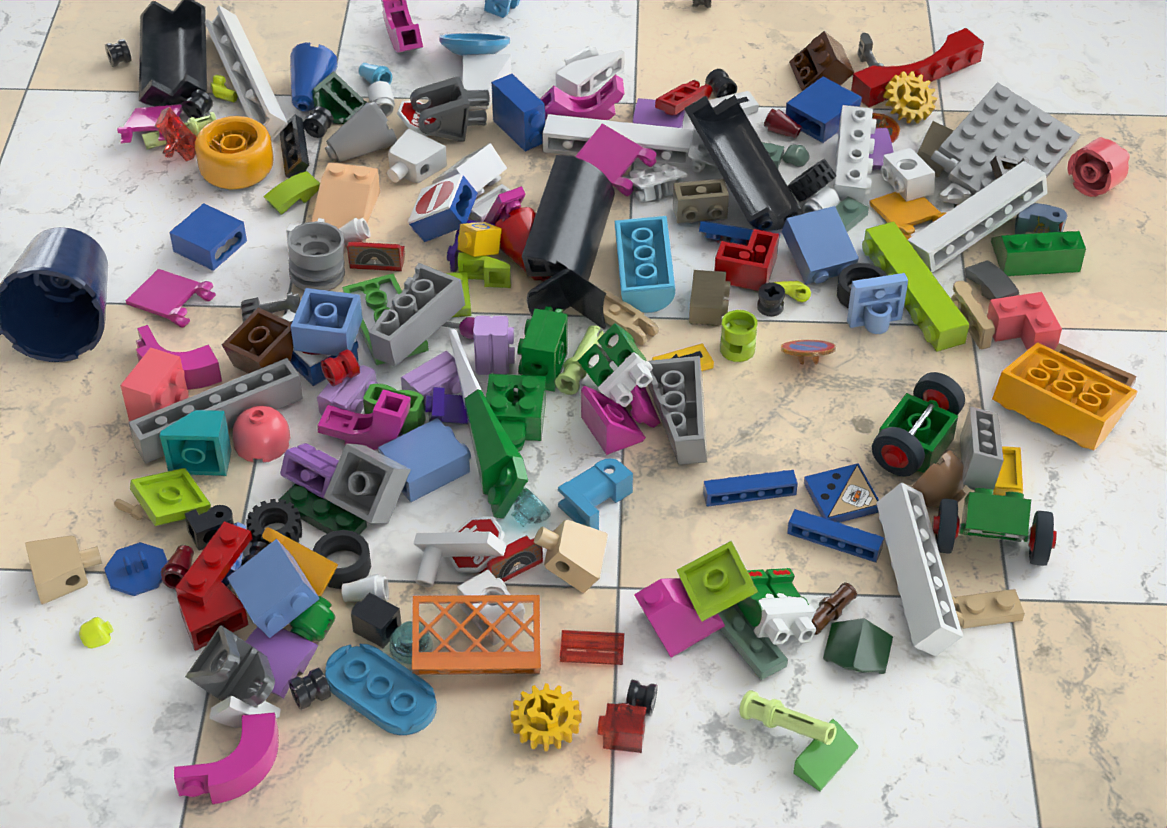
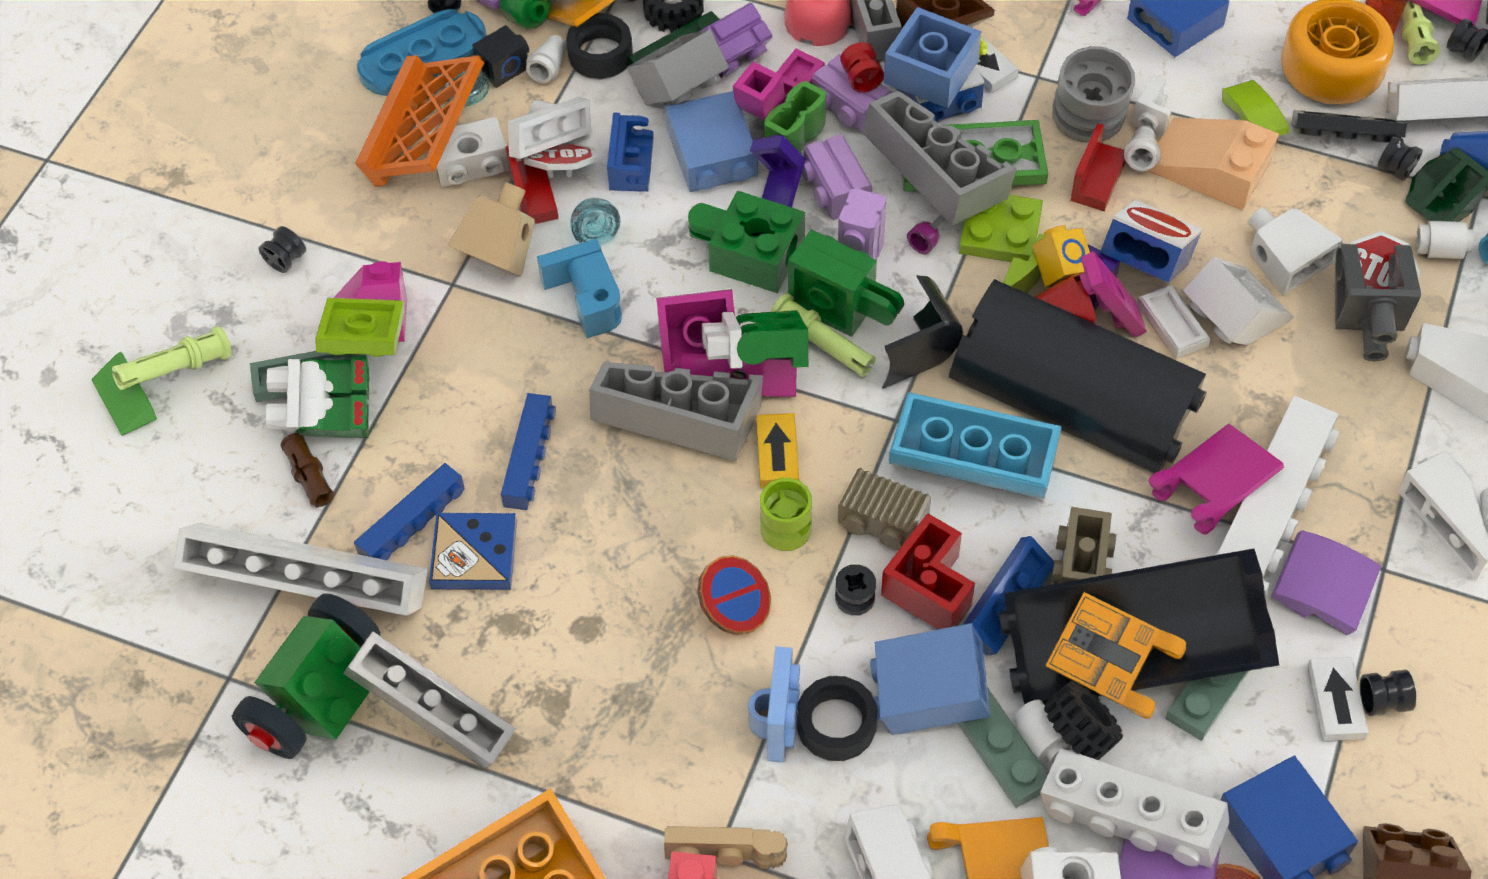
camera: 110 degrees right, 10 degrees up
(250, 305) = (1032, 72): dark grey hinge -> none
(361, 134) = (1352, 196): light grey cone -> none
(453, 511) = (629, 154): none -> blue hinge
(497, 458) = (668, 184): green plate -> none
(518, 111) = (1355, 374): blue brick -> none
(542, 714) = (304, 164): yellow gear -> none
(592, 643) = (372, 230): clear red tile -> none
(595, 106) = (1360, 467): dark pink arch -> none
(623, 727) = (252, 222): clear red brick -> none
(628, 318) = (882, 402): tan hinge -> none
(655, 181) = (1165, 526): white hinge -> none
(682, 96) = (1350, 614): red hinge -> none
(764, 175) = (1107, 651): none -> light orange flag
(782, 124) = (1263, 750): dark red cone -> none
(796, 155) = (1186, 754): sand green piece -> none
(796, 290) = (863, 636): neon yellow arm -> none
(858, 646) = (239, 480): dark green slope -> none
(920, 426) = (510, 651): brick -> none
(925, 297) = (812, 788): lime brick -> none
(942, 481) = (424, 643): medium nougat cylinder -> none
(988, 608) = (223, 634): tan hinge -> none
(1010, 475) = (422, 765): yellow tile -> none

